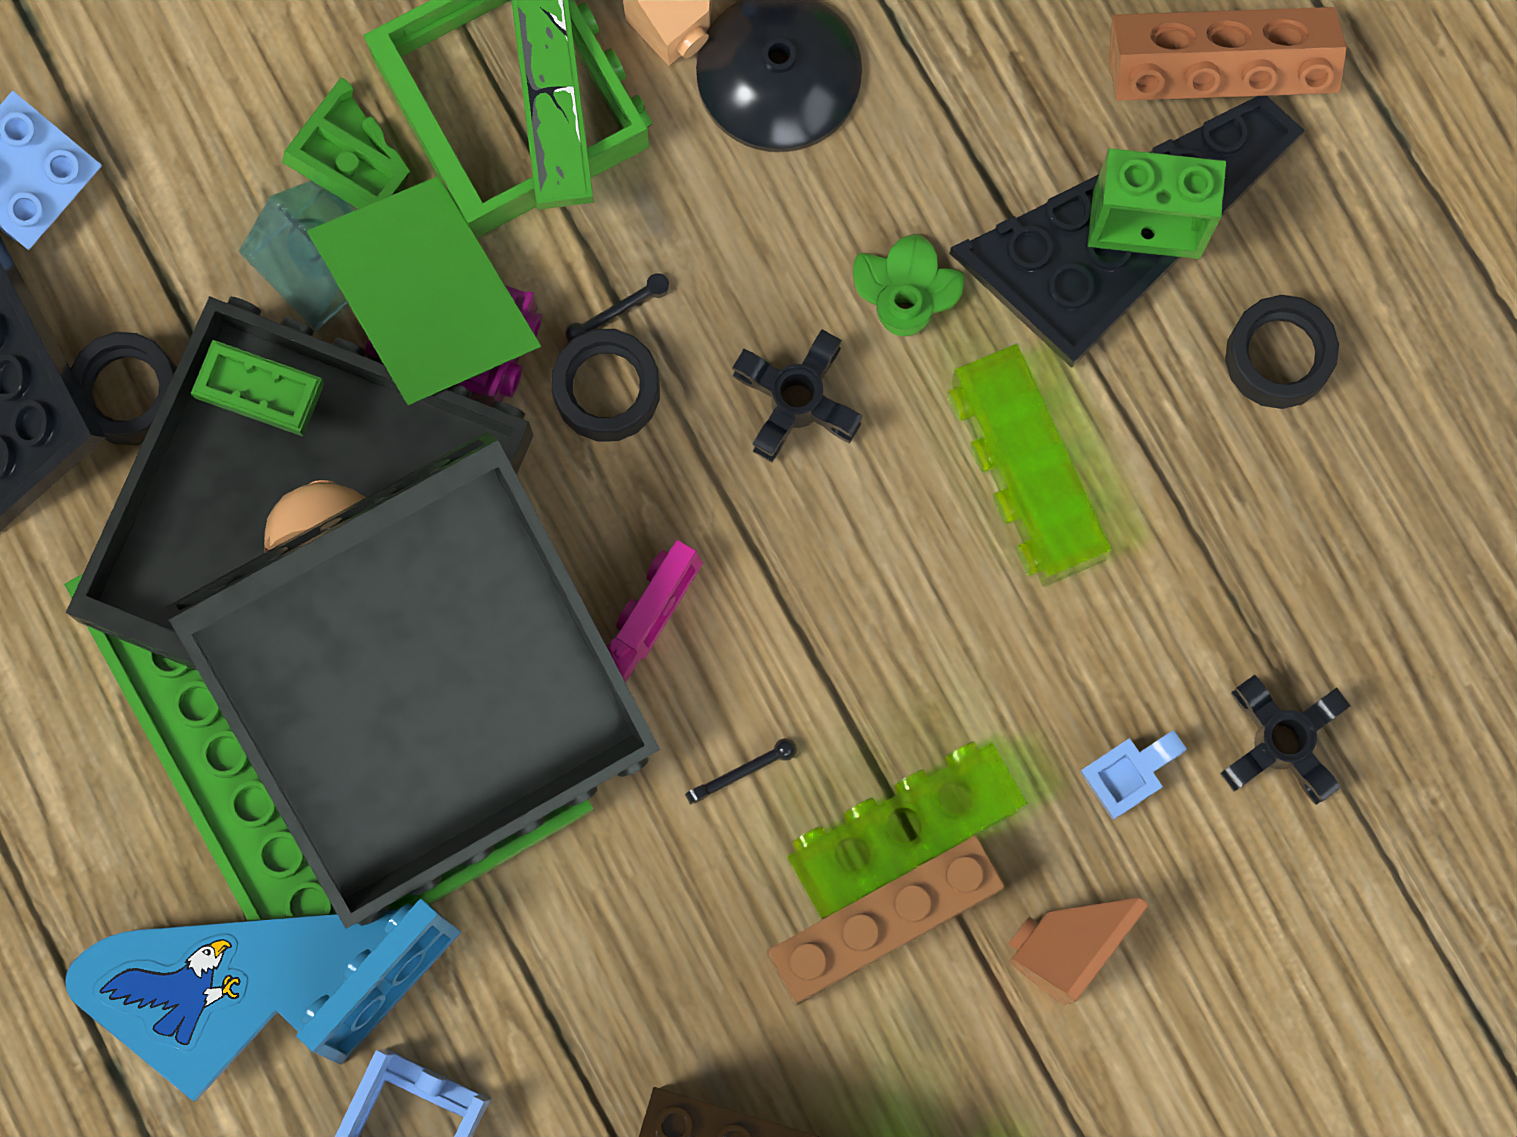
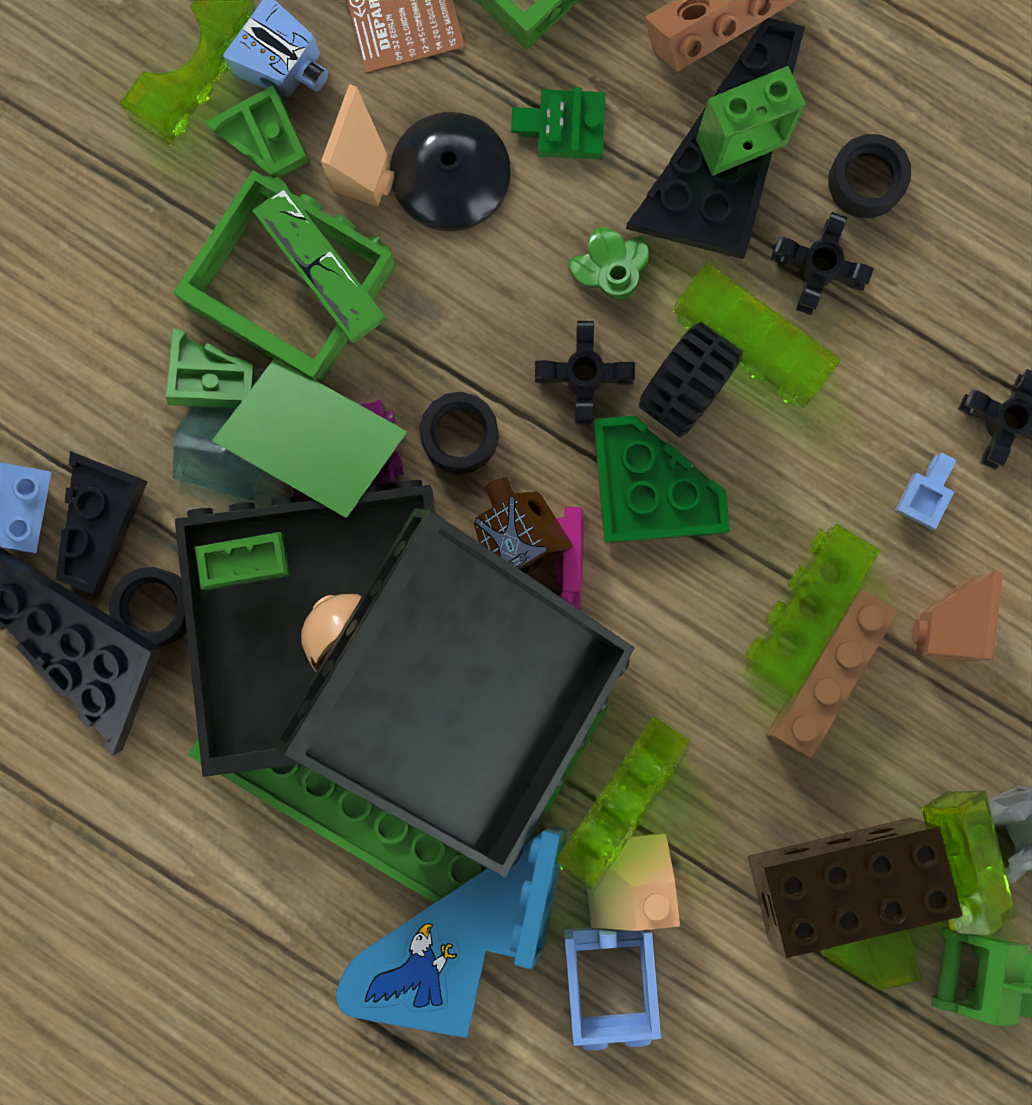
camera: 25 degrees left, 5 degrees up
(124, 250) = (98, 517): none -> black wing
(497, 1034) = (637, 888): none -> light nougat slope
(539, 929) = (623, 804): none -> clear neon green brick
(608, 536) = (520, 527): none -> reddish brown torso
(656, 287) = (452, 352): black hinge -> none
(783, 749) = (703, 601): black hinge -> none
(799, 577) = (652, 487): none -> green plate
(913, 470) = (690, 378): none -> black tyre
(948, 90) = (567, 123): none -> green piece
(1189, 455) = (851, 274): none -> black pin

